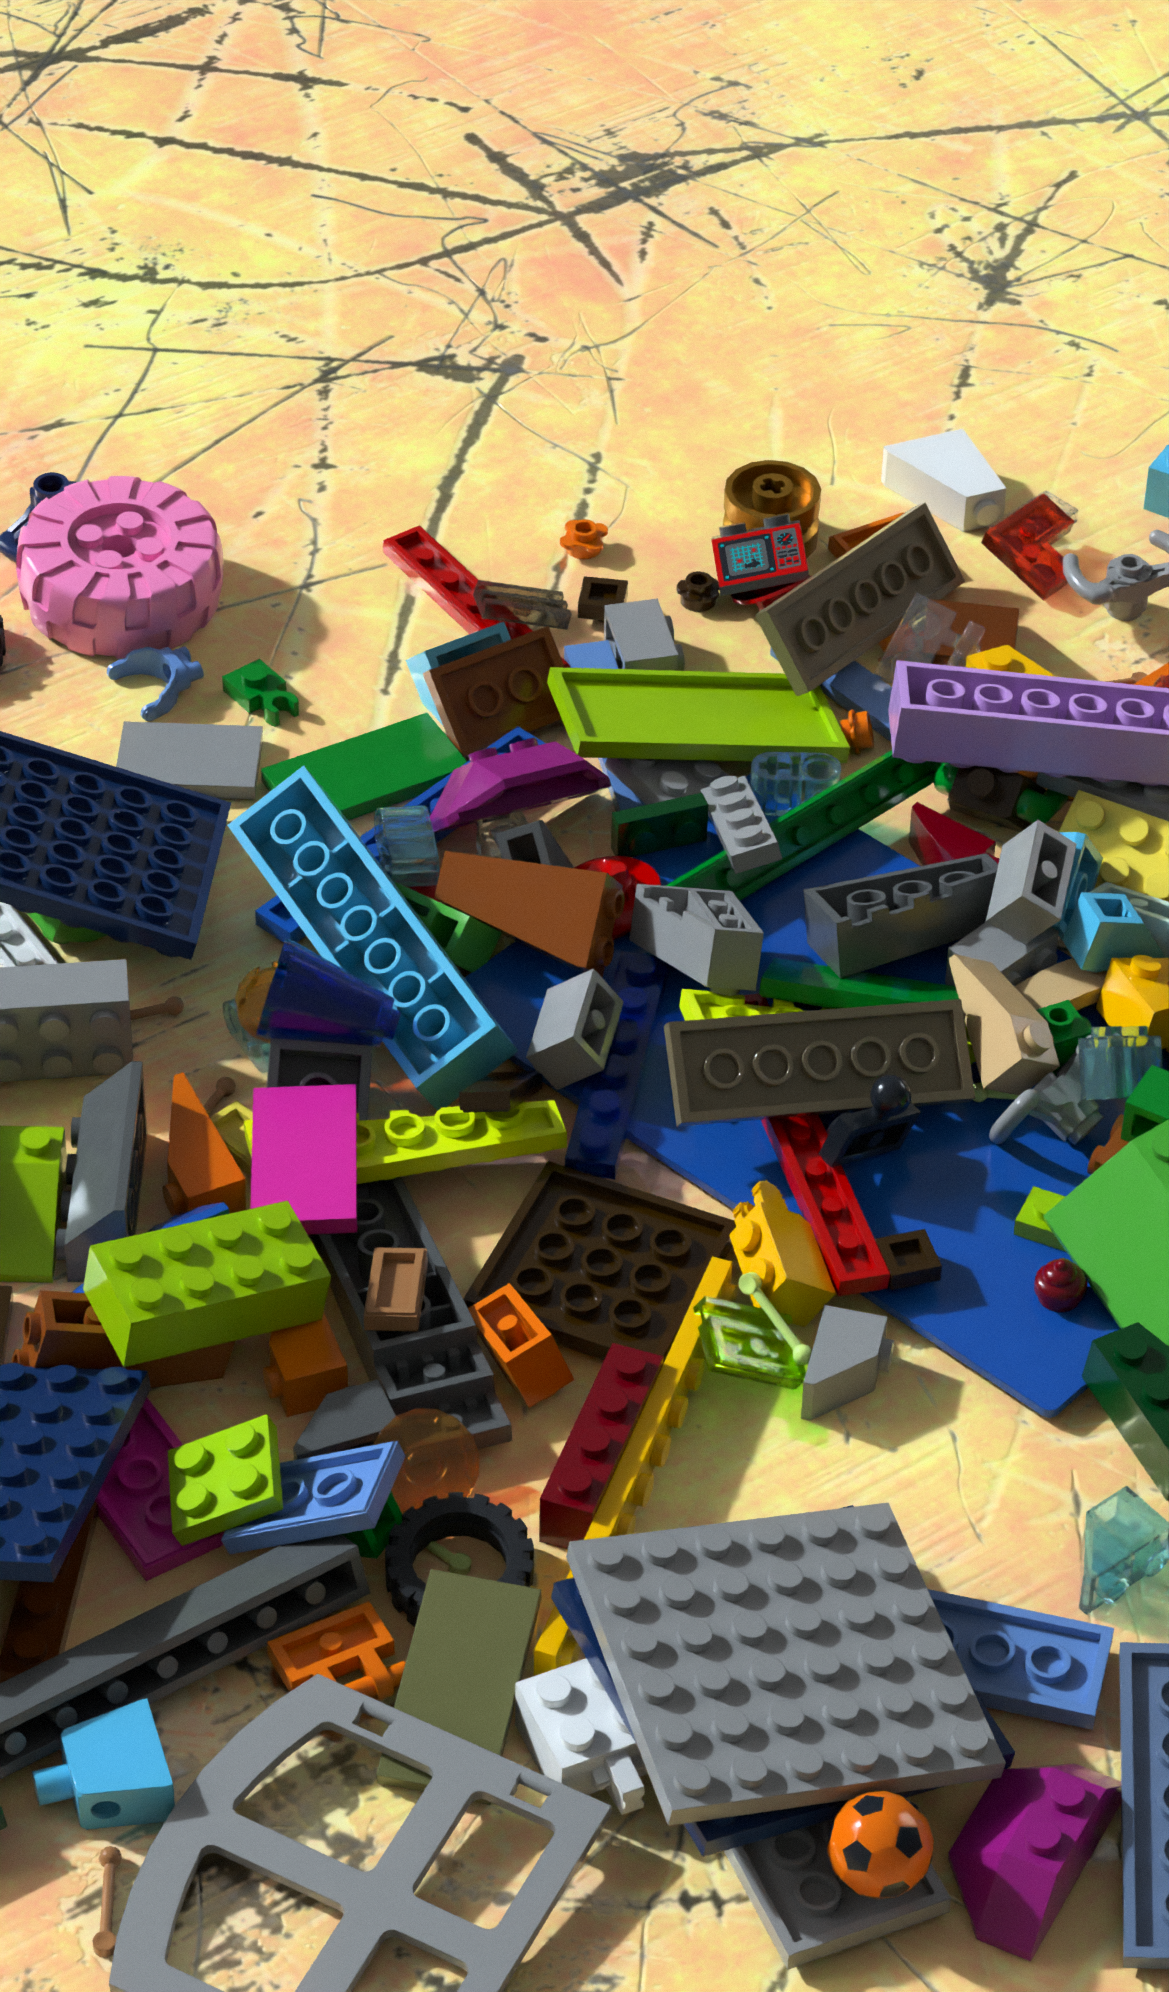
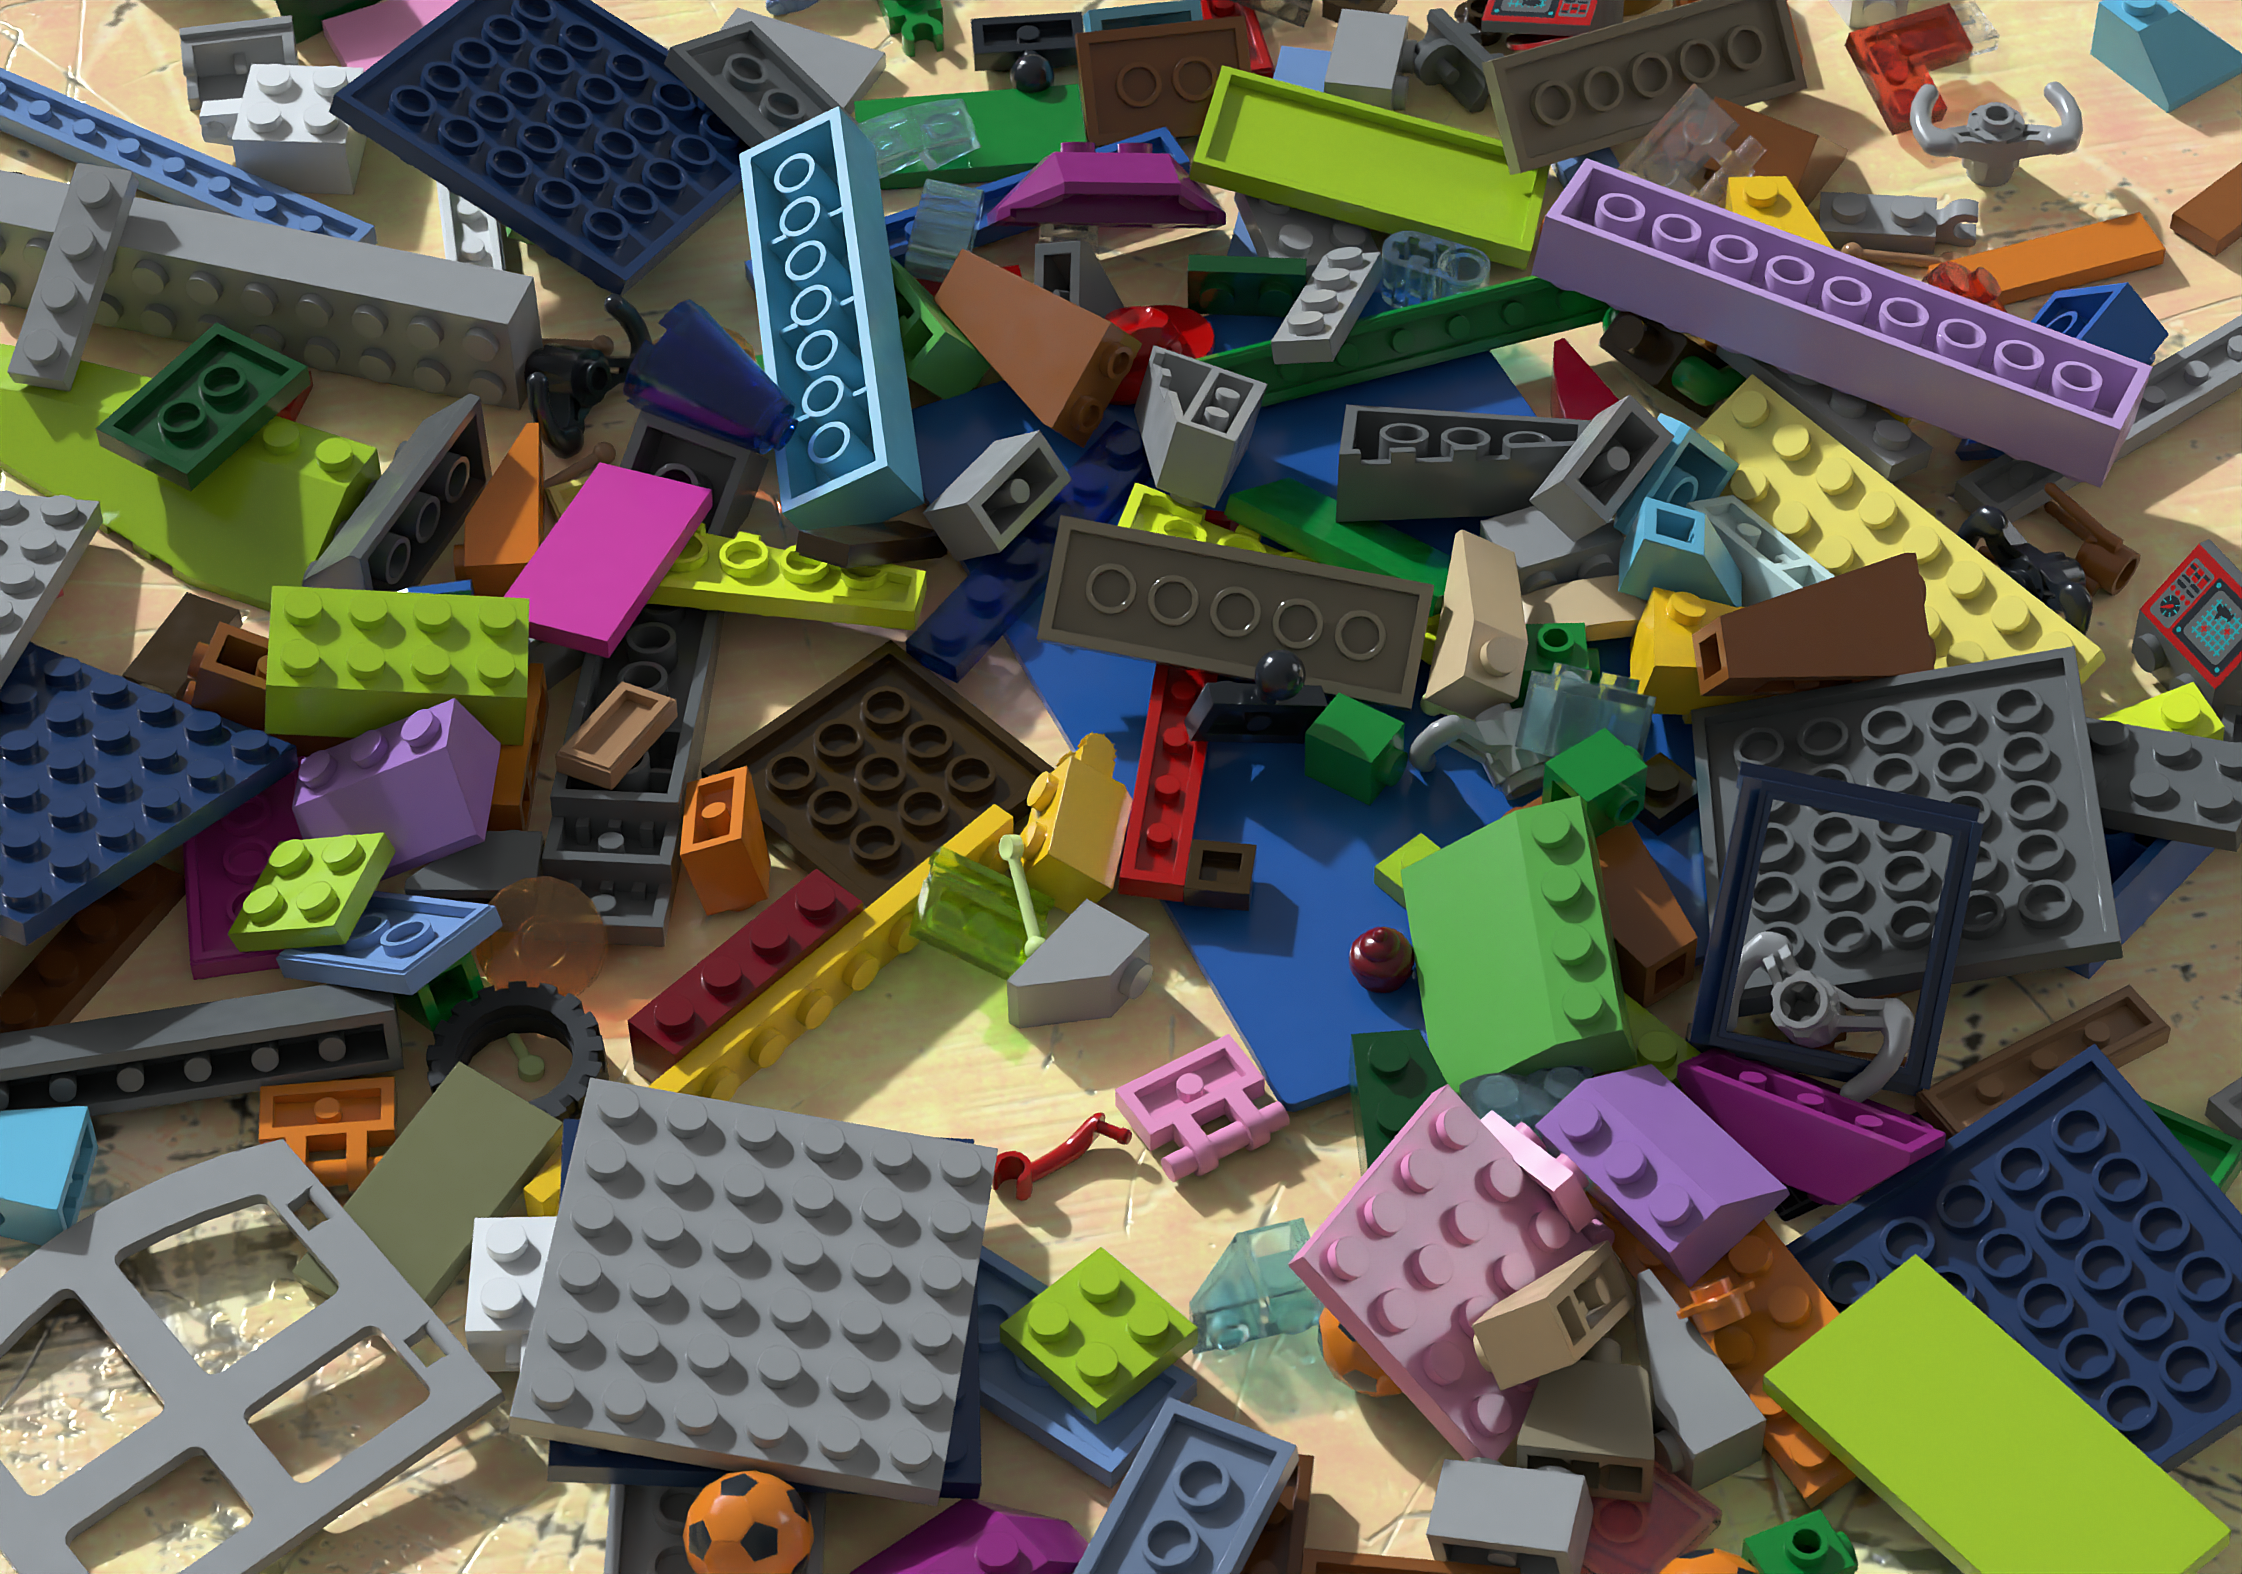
camera: 25 degrees right, 5 degrees up
(180, 1031) = (572, 379): none -> black piece
(193, 776) = (749, 82): none -> dark grey plate
(258, 1367) = (414, 780): none -> medium lavender slope
(349, 774) = (923, 131): none -> clear light blue slope
(374, 691) = (1026, 46): none -> black plate
(706, 624) = (1454, 58): none -> dark grey hips
(913, 1487) = (1019, 1167): none -> red piece
(952, 1139) = (1355, 749): none -> green brick
(976, 1424) = (1192, 1092): none -> bright pink plate
(1028, 1618) = (1098, 1335): none -> lime plate
(1093, 658) = (1896, 222): none -> light grey plate

